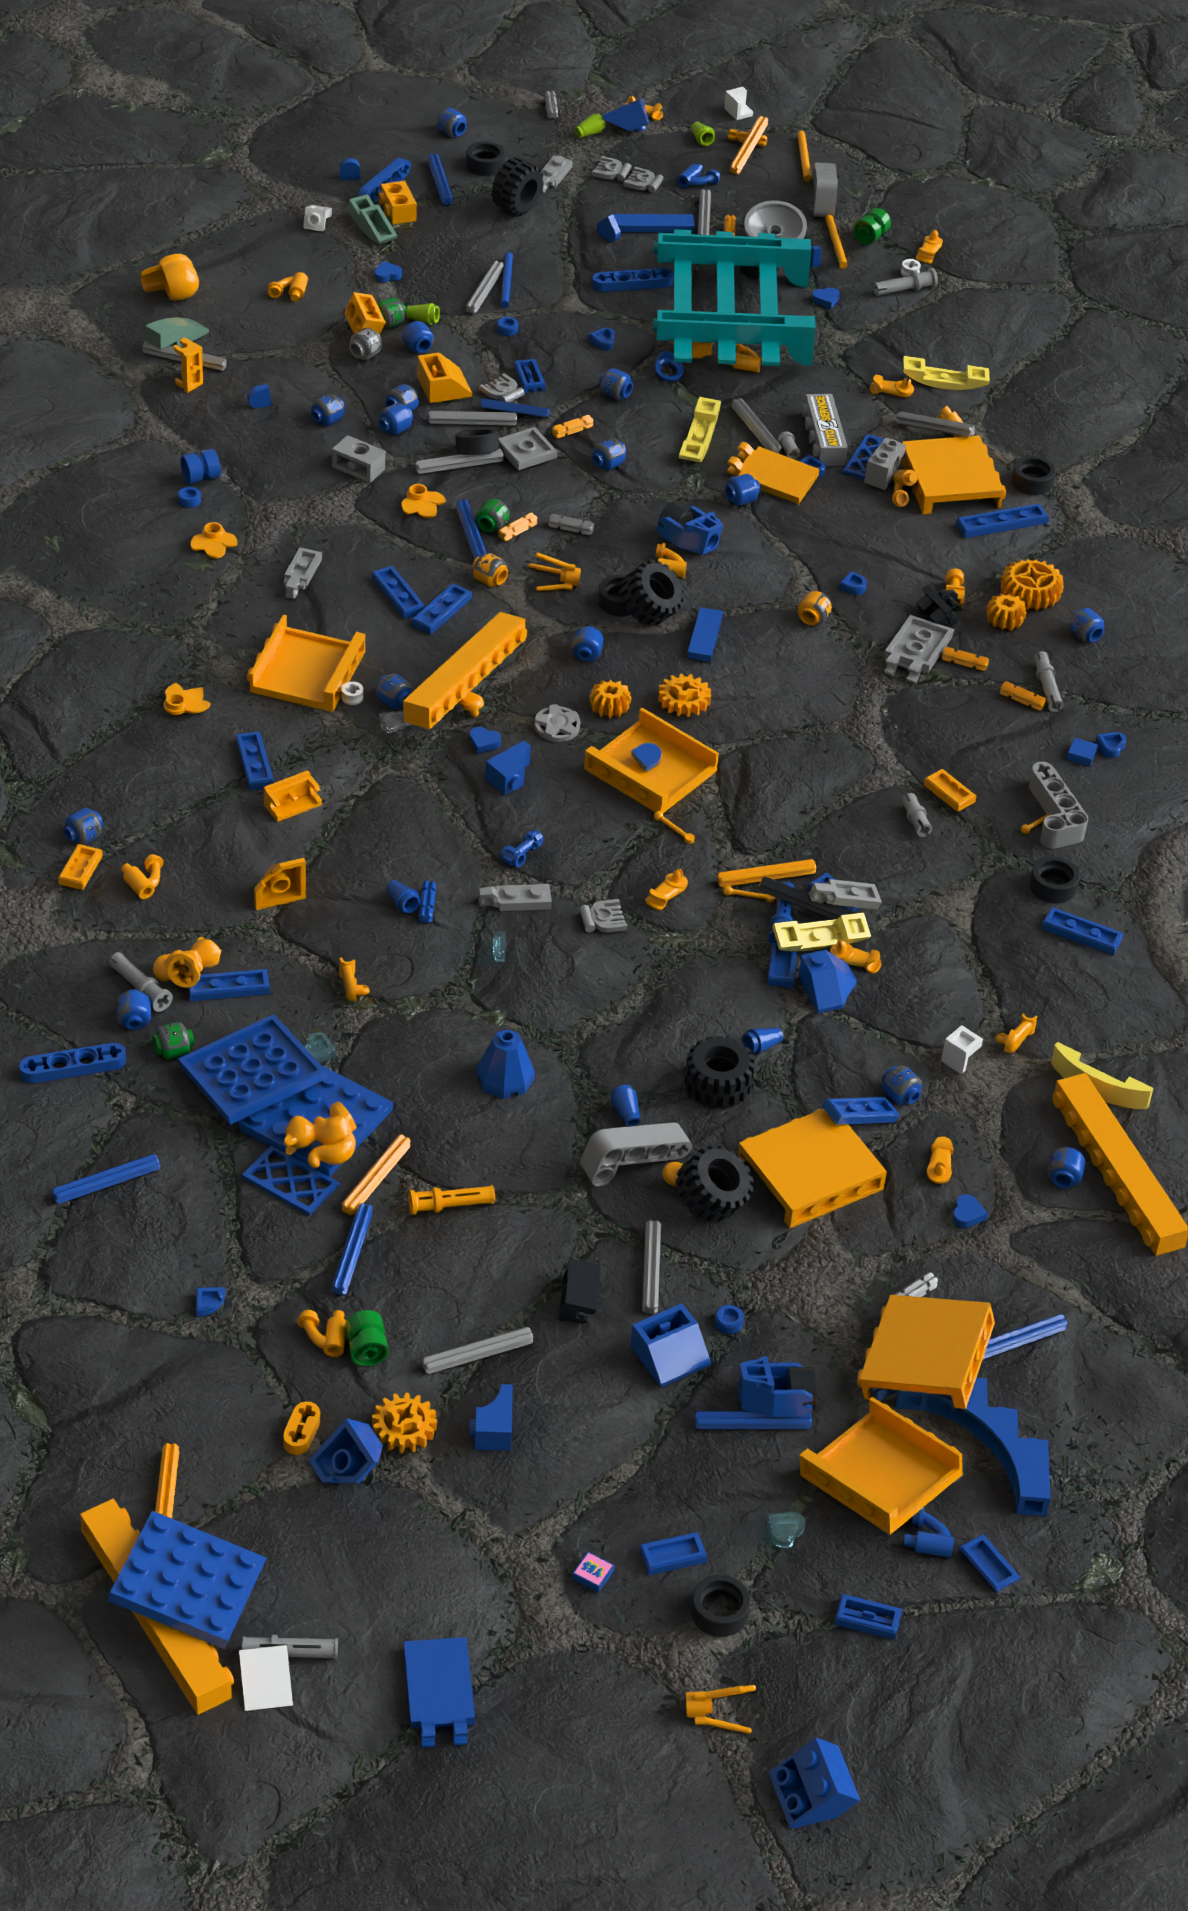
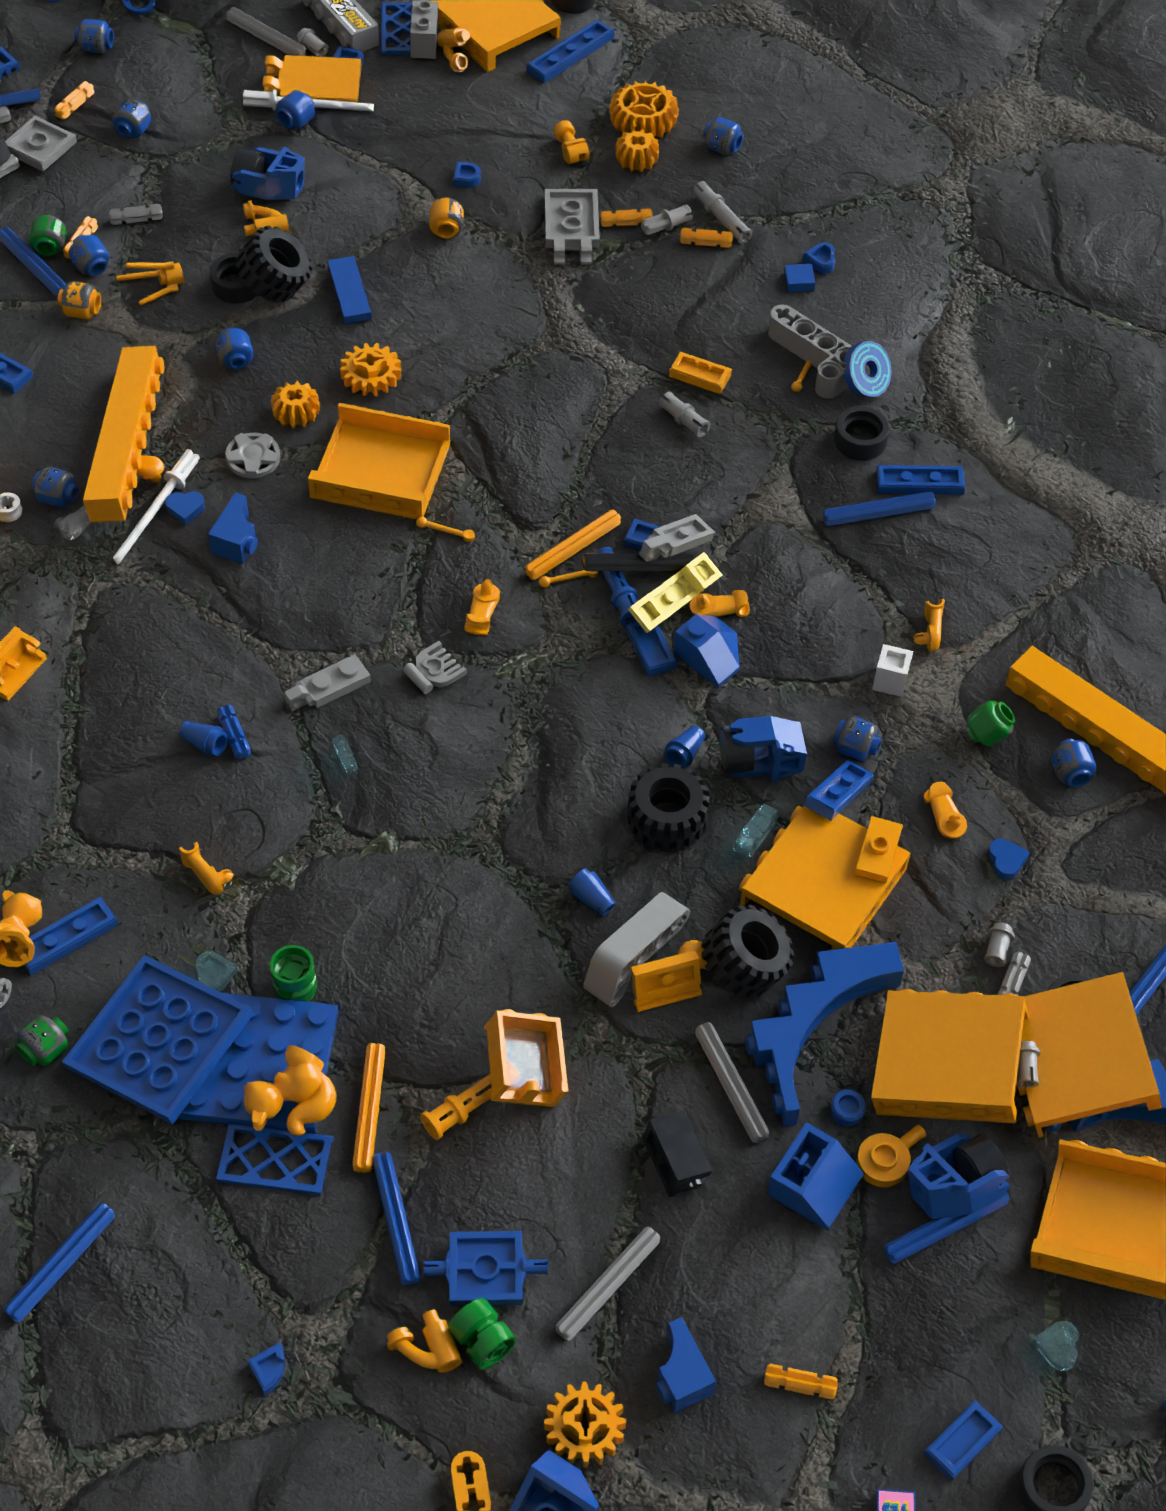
camera: 25 degrees left, 10 degrees up
(281, 884) = (60, 780): light orange slope -> none
(372, 1067) = (293, 973): none -> green wheel
(398, 1302) = (486, 1266): none -> blue plate
(441, 609) = (50, 366): blue tile -> none
(487, 718) = (174, 479): none -> white piece
(505, 1066) = (437, 905): blue cone -> none
(505, 1186) = (526, 1058): none -> light orange window
(515, 540) = (89, 255): none -> blue head
(517, 856) = (299, 634): blue bar -> none
(577, 1467) = (800, 1381): none -> light orange axle
(642, 1180) = (666, 980): none -> light orange plate
(647, 755) = (373, 456): blue tile -> none
(701, 430) = (212, 57): light yellow slope -> none
(724, 474) = (270, 100): none -> white piece
(729, 1355) = (887, 1158): none -> light orange piece
(774, 1235) = (836, 980): none -> blue arch
(779, 1113) = (756, 830): none -> clear light blue beam
(821, 1309) = (949, 1055): none -> light orange panel
(835, 1063) = (781, 756): none -> blue piece
(861, 1157) = (878, 849): none -> light orange plate
(879, 1331) = (1028, 1065): none -> light grey pin
(924, 1258) = (1000, 938): none -> light grey pin
(941, 604) = (569, 163): black hips -> none
(996, 671) = (666, 220): none -> light grey axle
(1015, 1114) = (990, 723): none -> green head
(1033, 938) = (879, 508): none -> blue axle
(1100, 830) = (879, 366): none -> tile
(1128, 1094) = (1002, 641): light yellow slope -> none

